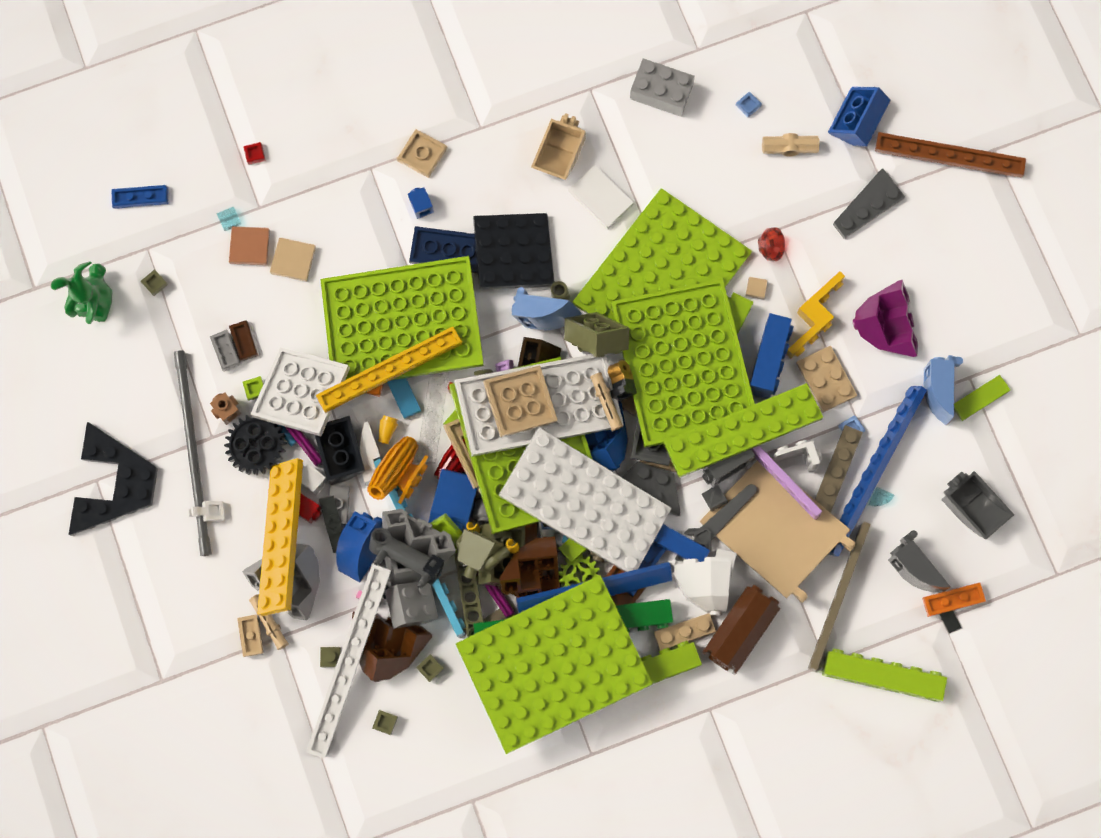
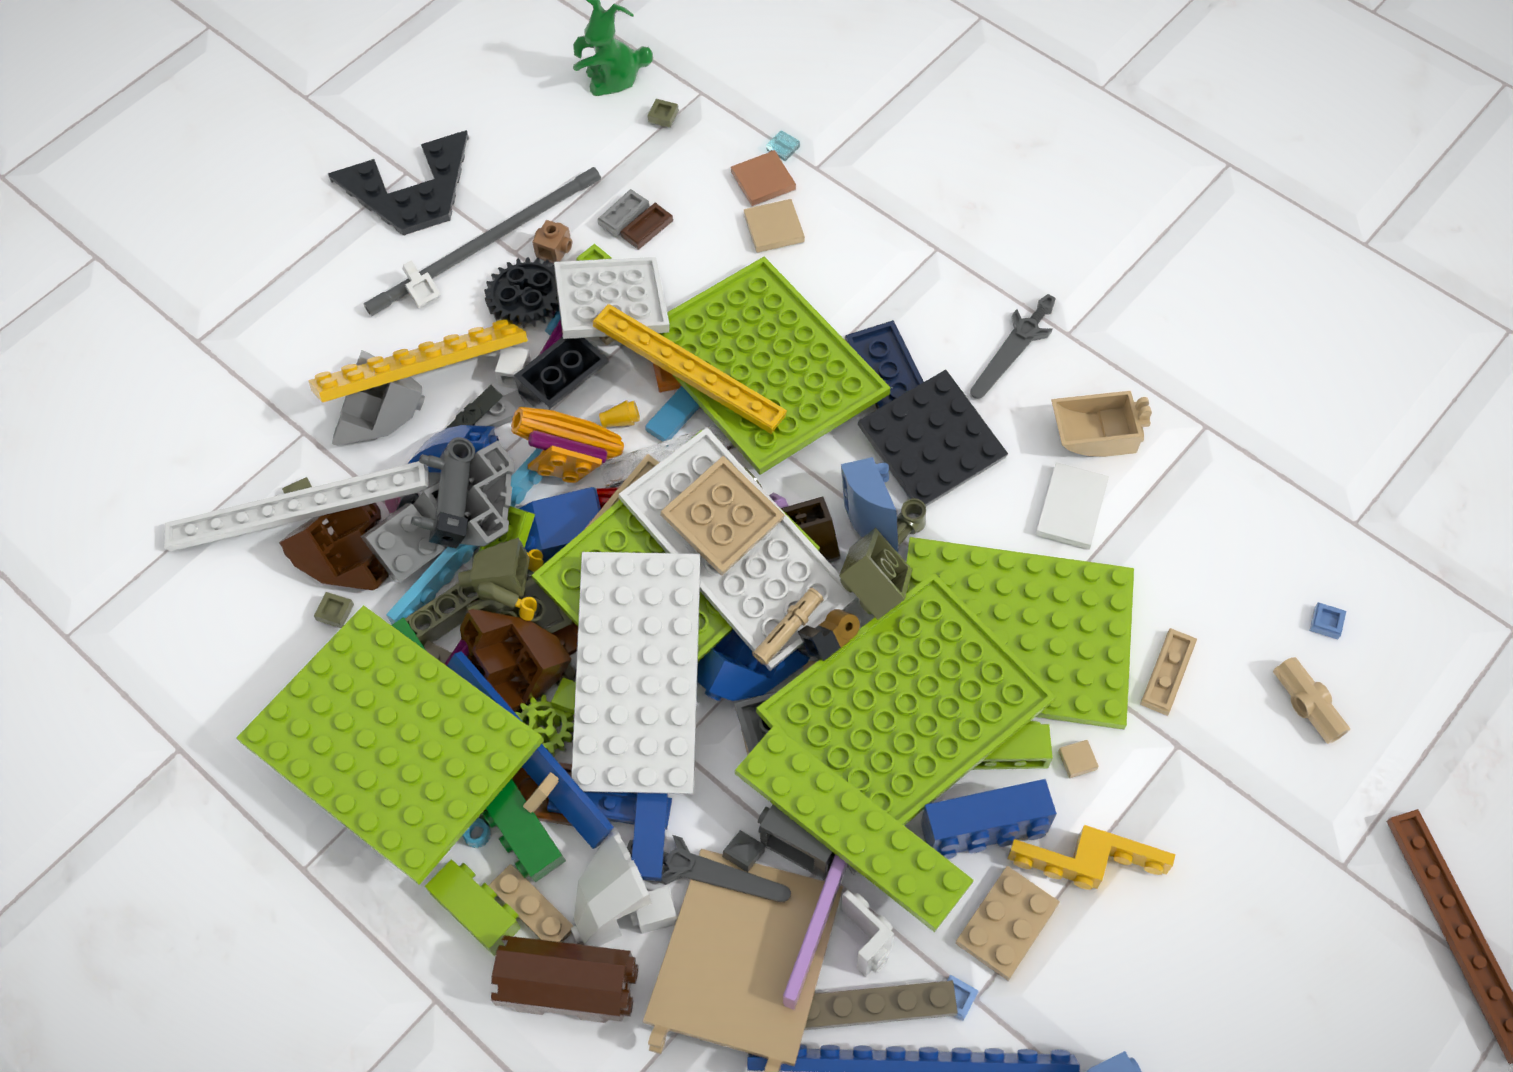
camera: 60 degrees right, 15 degrees down
(139, 196) = (755, 57): blue tile -> none
(250, 635) = (287, 398): tan plate -> none
(254, 153) = (876, 132): red tile -> none
(269, 623) = (305, 419): tan pin -> none
(309, 509) = (473, 377): red brick -> none
(369, 452) = (588, 402): white slope -> none
(385, 722) = (239, 593): olive plate -> none
(407, 471) = (544, 441): none -> magenta axle
(420, 202) = (927, 313): blue brick -> none
(422, 153) = (991, 288): tan tile -> none
(466, 153) = (1023, 334): none -> dark grey sword
(628, 592) = (541, 793): none -> tan tile
(655, 482) = (717, 755): dark grey wing -> none
(662, 87) = (1269, 501): light grey brick -> none
(731, 208) = (1168, 671): none -> tan tile
(772, 244) = (1158, 751): clear red piece -> none
(859, 115) = (1423, 772): blue slope -> none
(872, 201) = (1309, 854): dark grey wing -> none
(886, 322) = (1148, 967): magenta brick -> none

